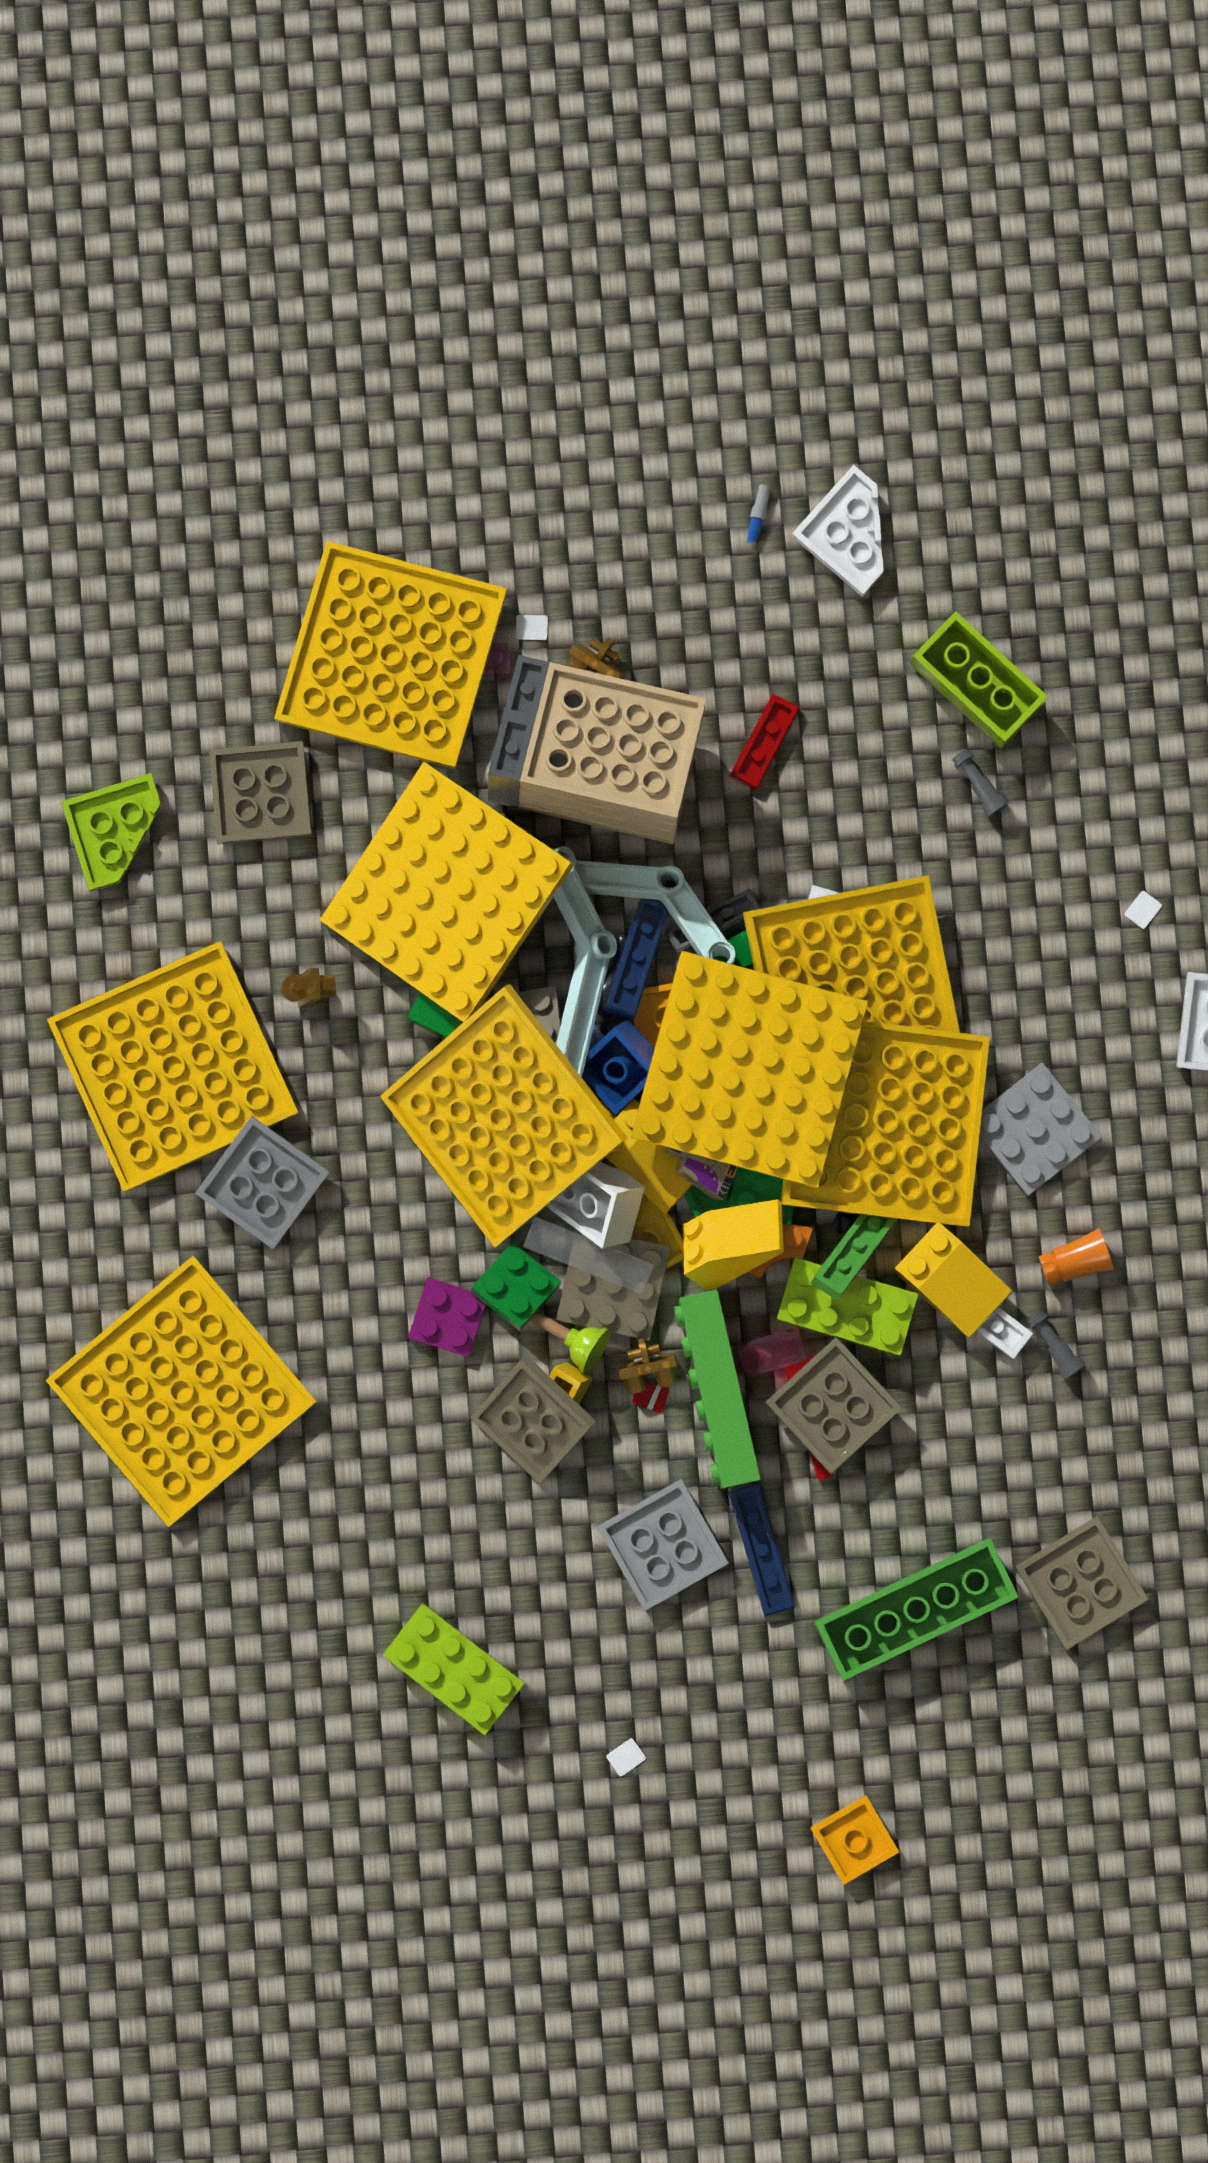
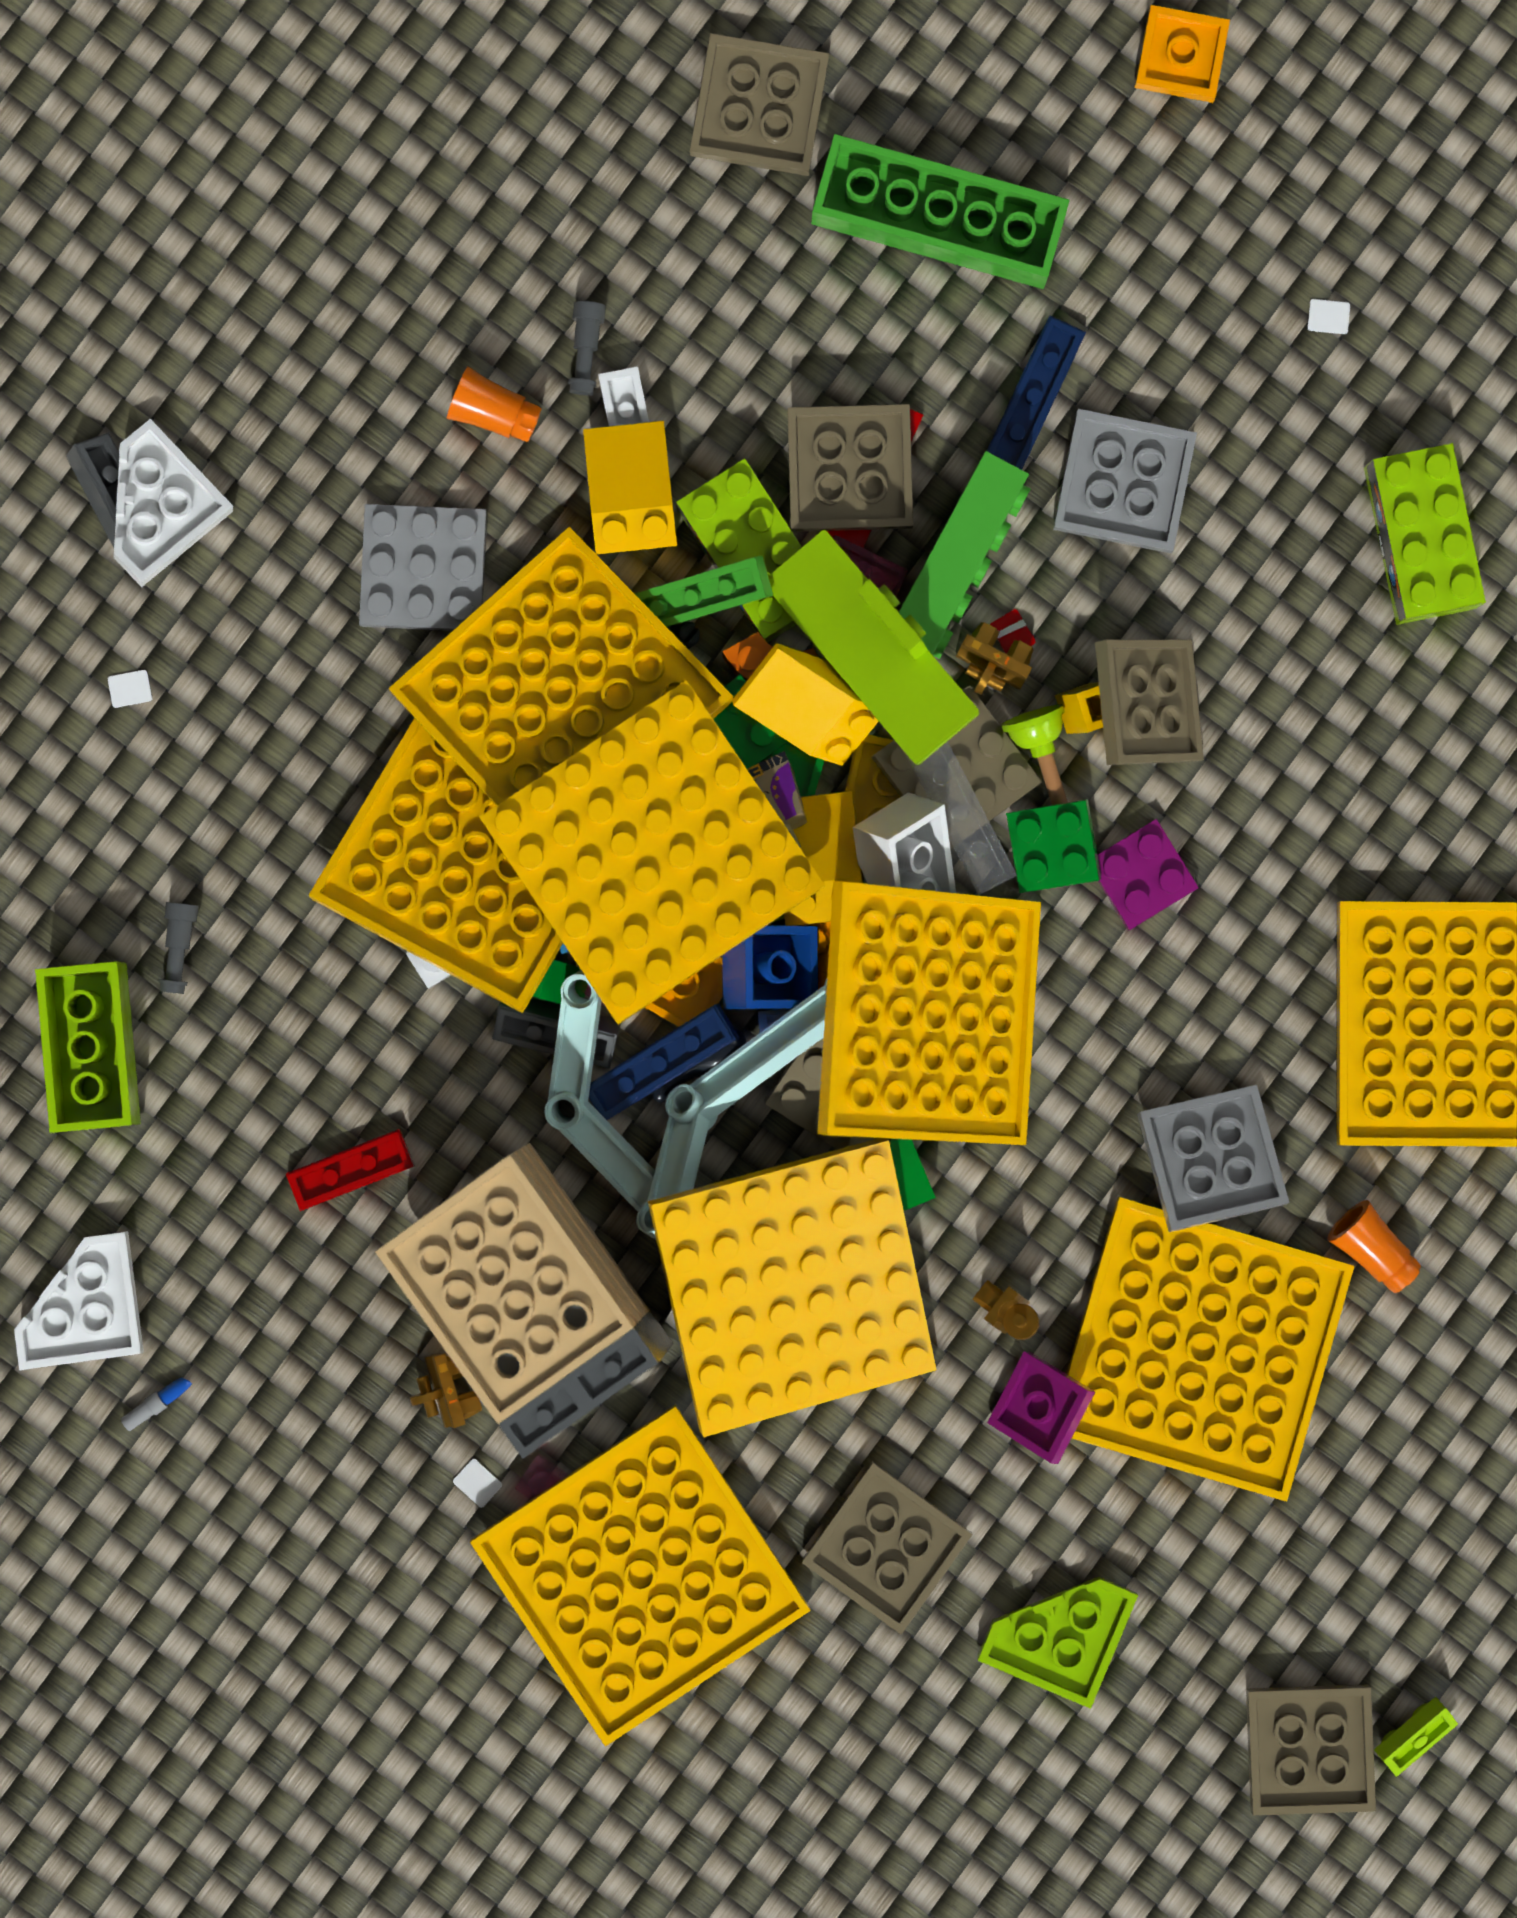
camera: 140 degrees left, 5 degrees up
(120, 1213) = (1375, 1247): none -> orange plant
(239, 949) = (1041, 1407): none -> magenta plate
(726, 1301) = (872, 646): none -> lime bracket

